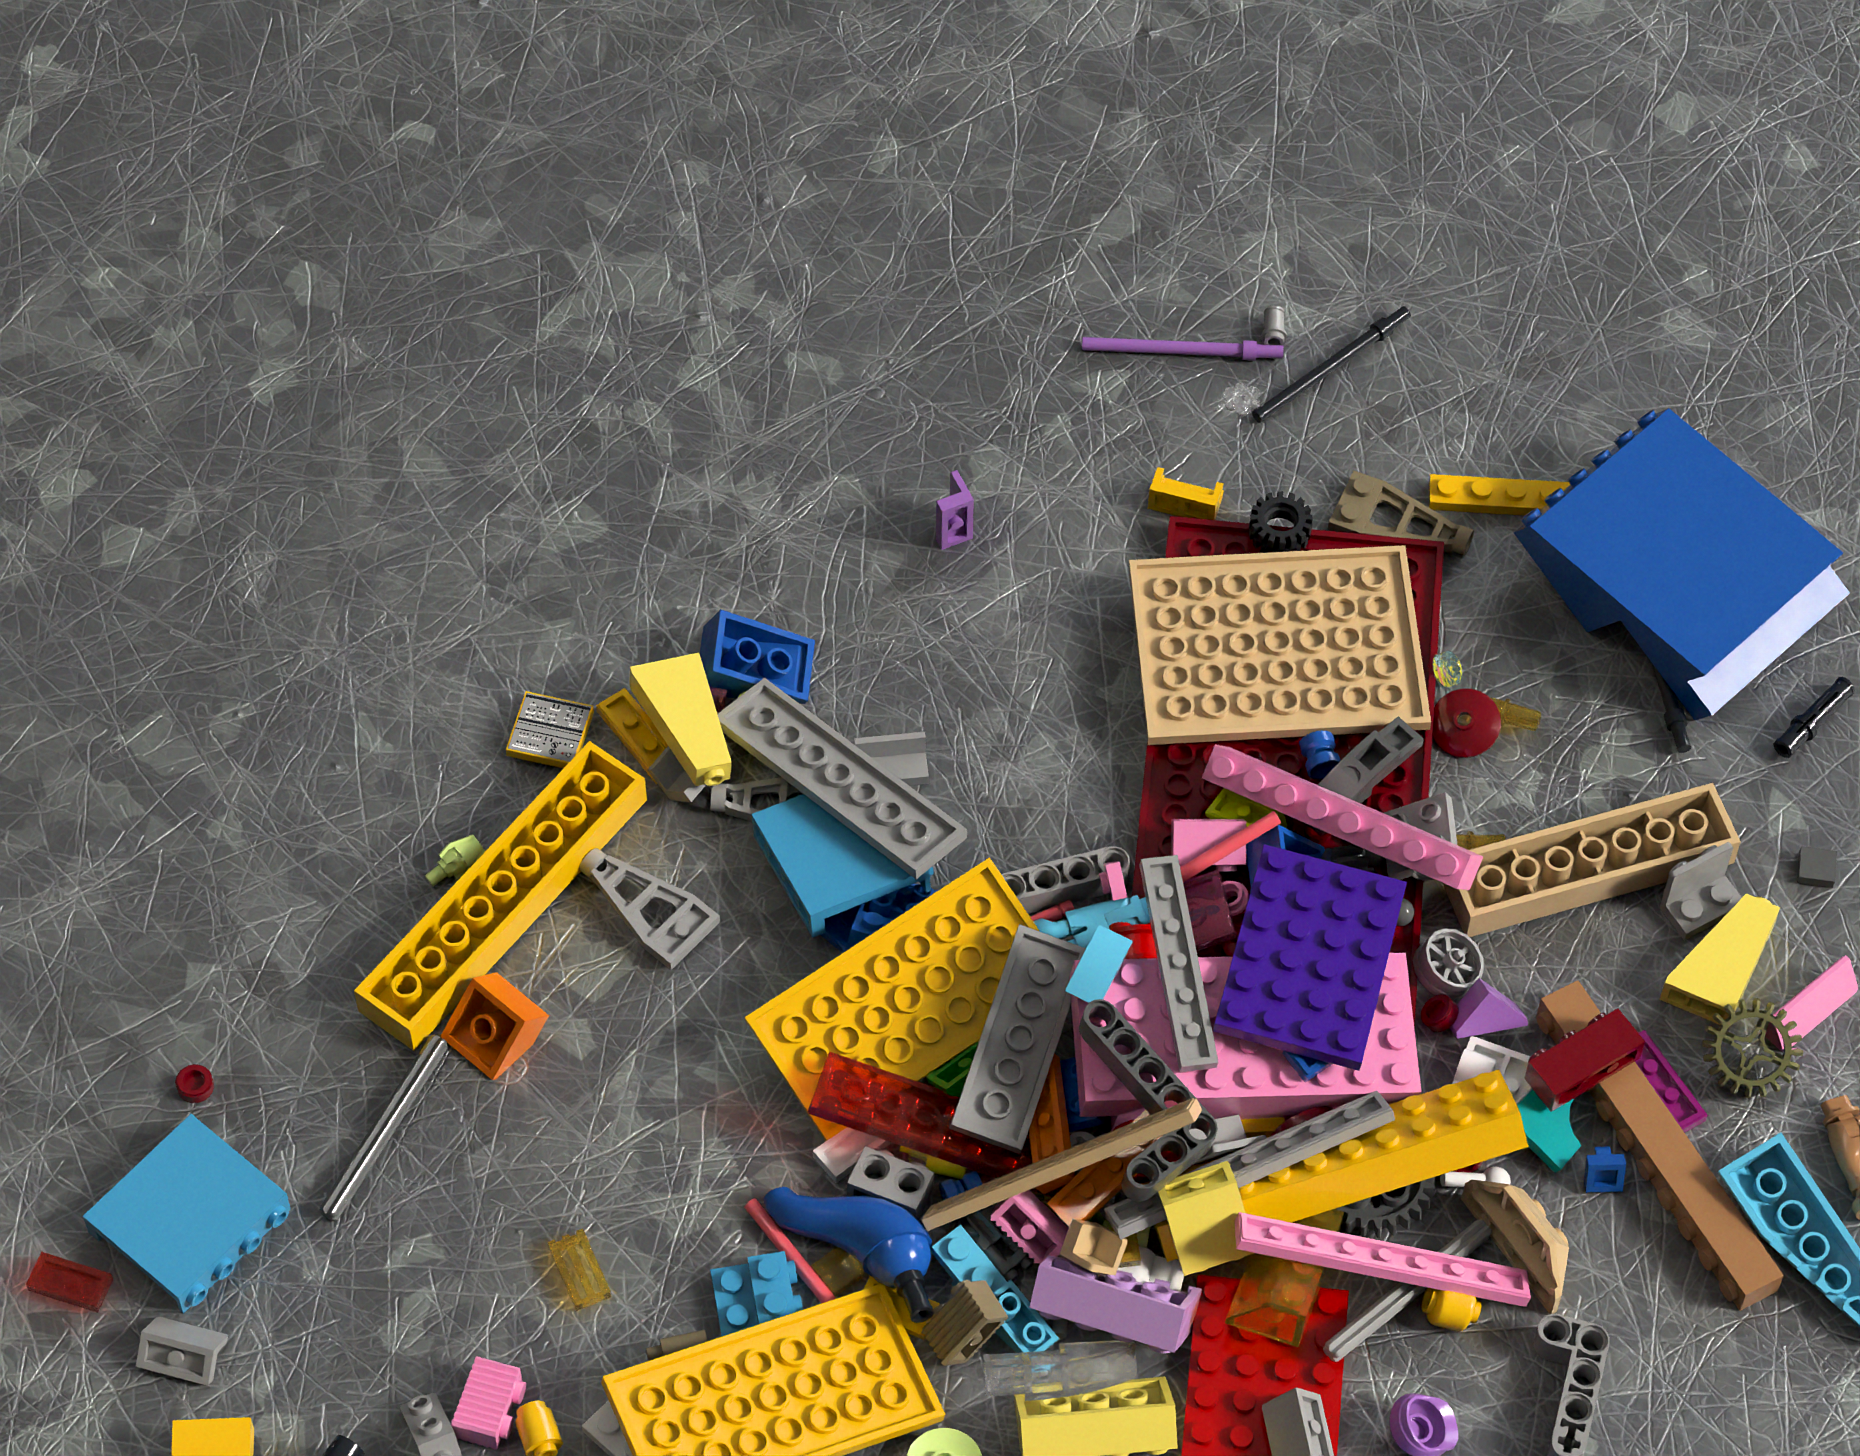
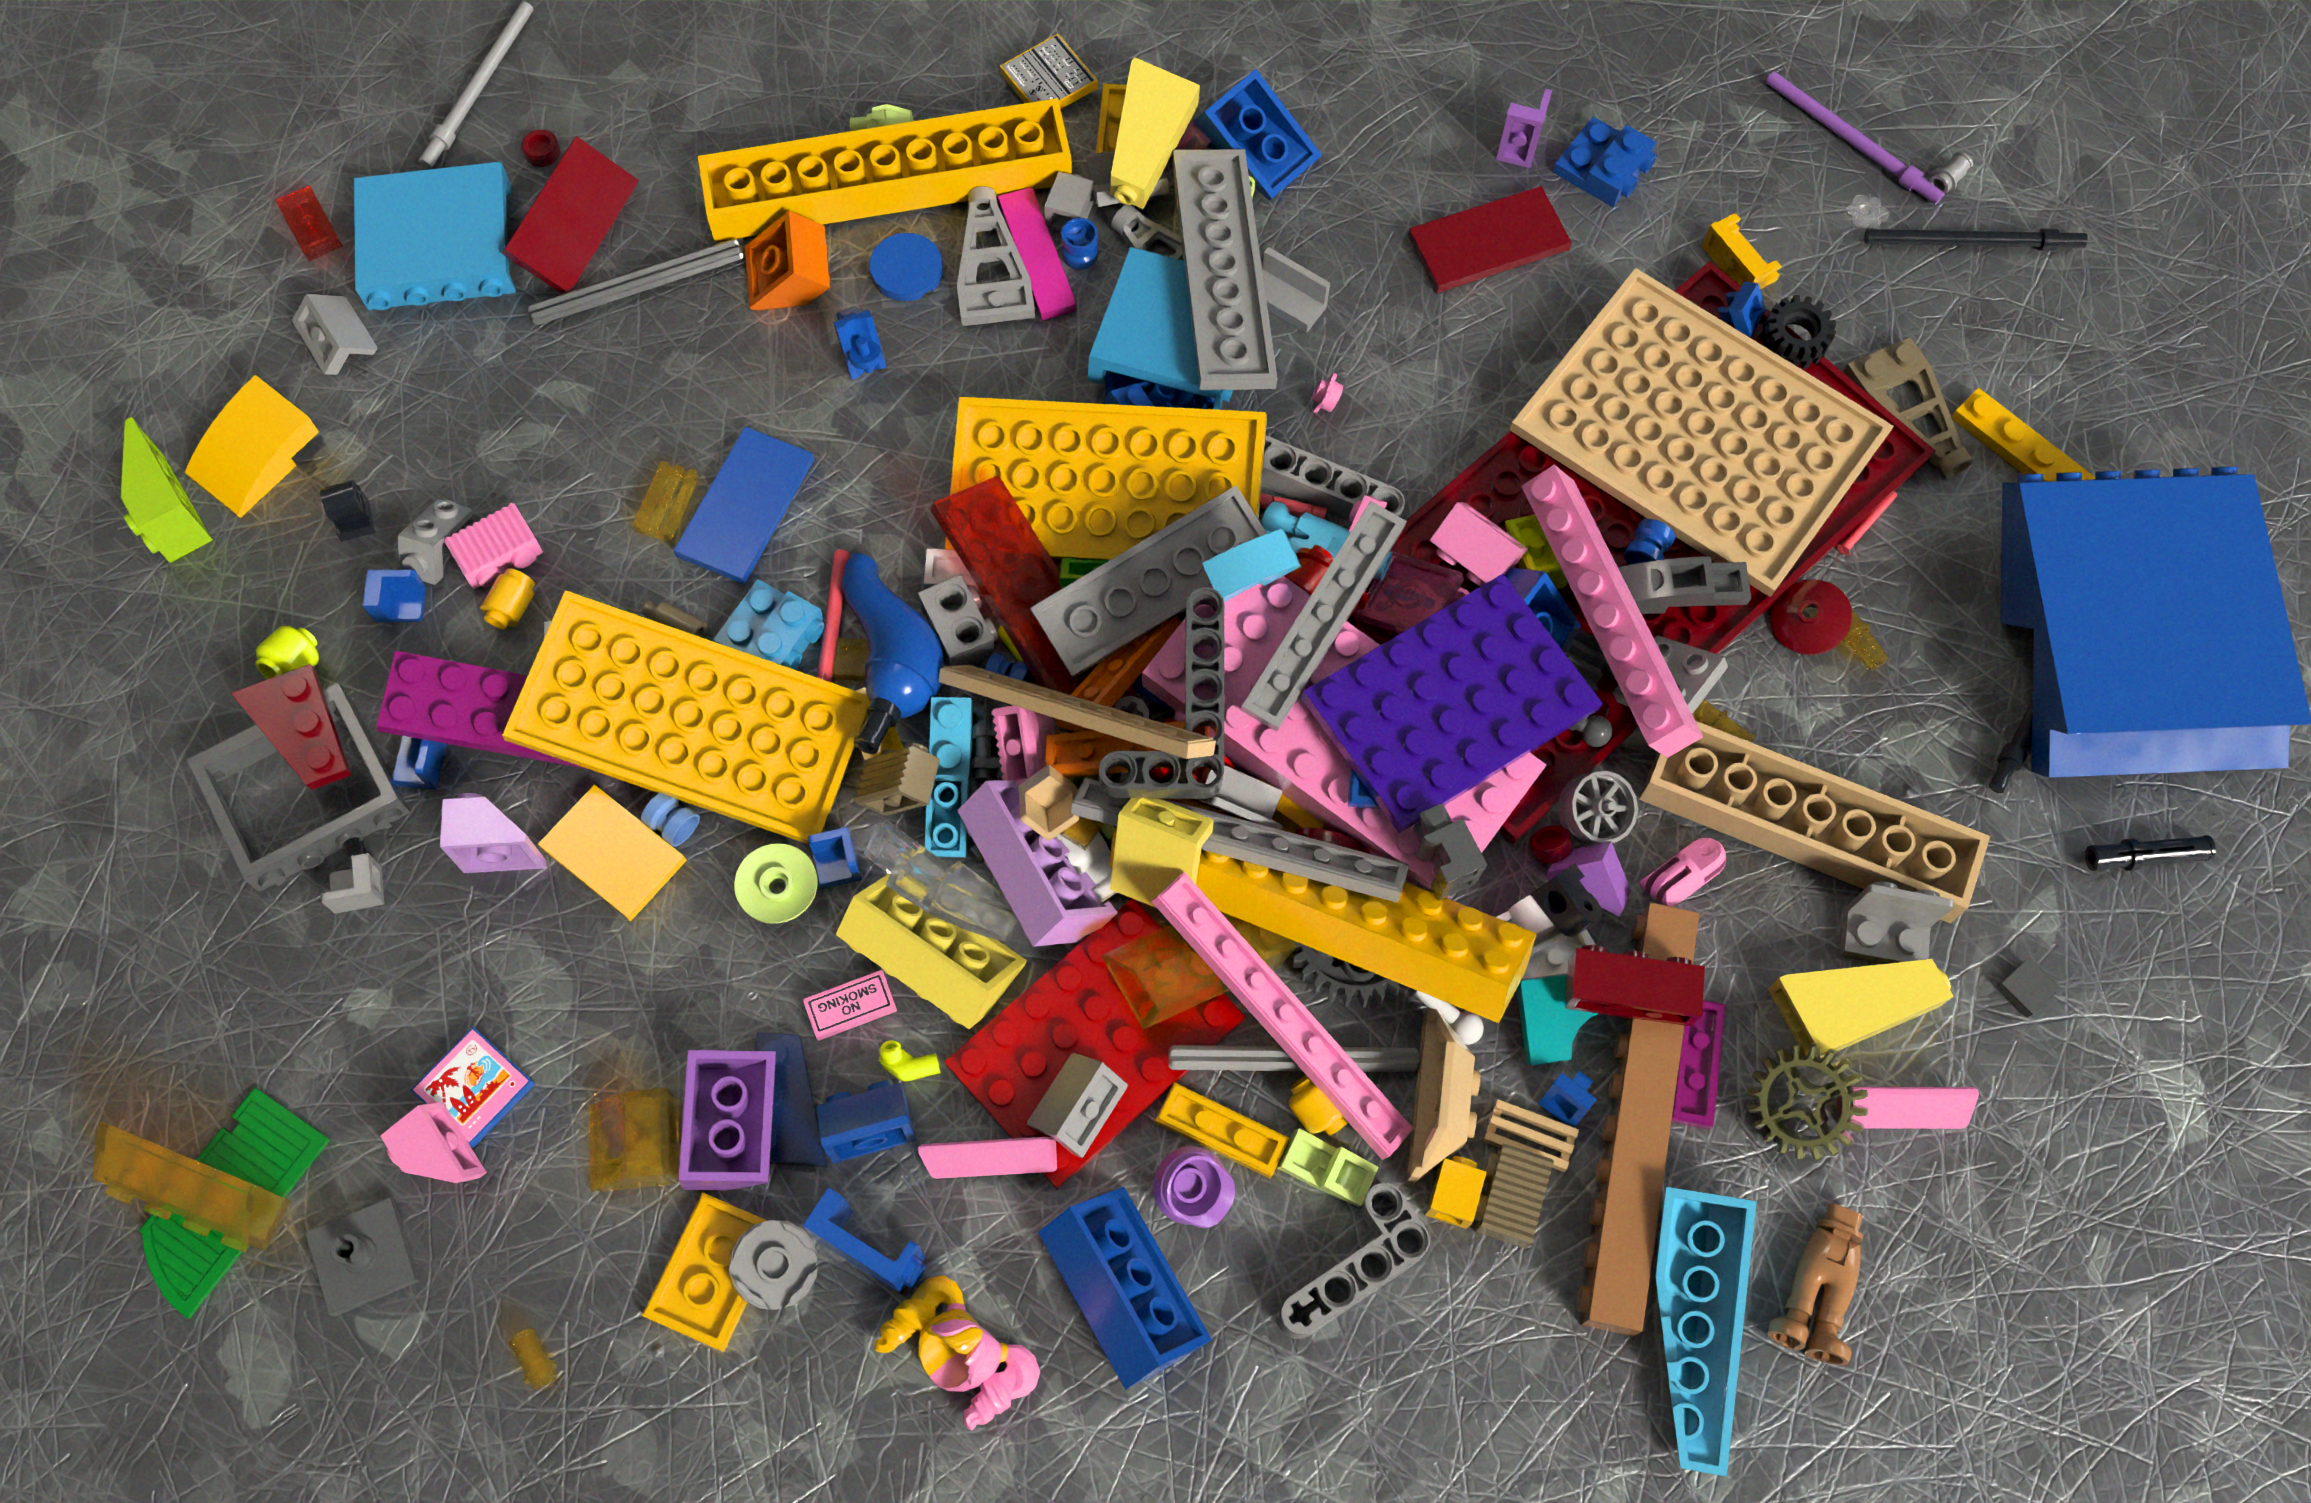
camera: 40 degrees right, 10 degrees up
(104, 1131) = (443, 134): none -> light grey bar
(287, 1114) = (570, 216): none -> dark red tile
(583, 957) = (906, 266): none -> blue tile
(617, 1037) = (859, 341): none -> blue hips
(642, 1226) = (744, 505): none -> blue tile
(664, 816) = (1068, 199): none -> light grey brick
(671, 867) = (1038, 253): none -> dark pink tile
(702, 840) = (1079, 243): none -> blue wheel
(969, 1411) = (835, 857): none -> blue panel
(992, 816) = (1327, 394): none -> bright pink plate
(995, 614) = (1489, 239): none -> dark red tile
(1025, 493) = (1606, 160): none -> blue plate
(1229, 845) = (1471, 557): coral bar -> none
(1231, 535) = (1744, 308): none -> blue tile
(1395, 1378) = (1222, 1130): none -> yellow tile
(1403, 1054) = (1450, 849): none -> dark grey hips
(1442, 646) = (1864, 526): none -> coral piece
(1447, 669) = (1837, 559): clear light blue tile -> none
(1490, 1039) = (1568, 902): none -> black leg
(1494, 1345) = (1327, 1167): none -> yellowish green slope
(1541, 962) = (1685, 872): none -> bright pink arm
(1590, 1289) = (1456, 1192): none -> yellow brick
(1624, 1194) = (1568, 1132): none -> tan tile
(1627, 1261) = (1513, 1195): none -> dark tan brick

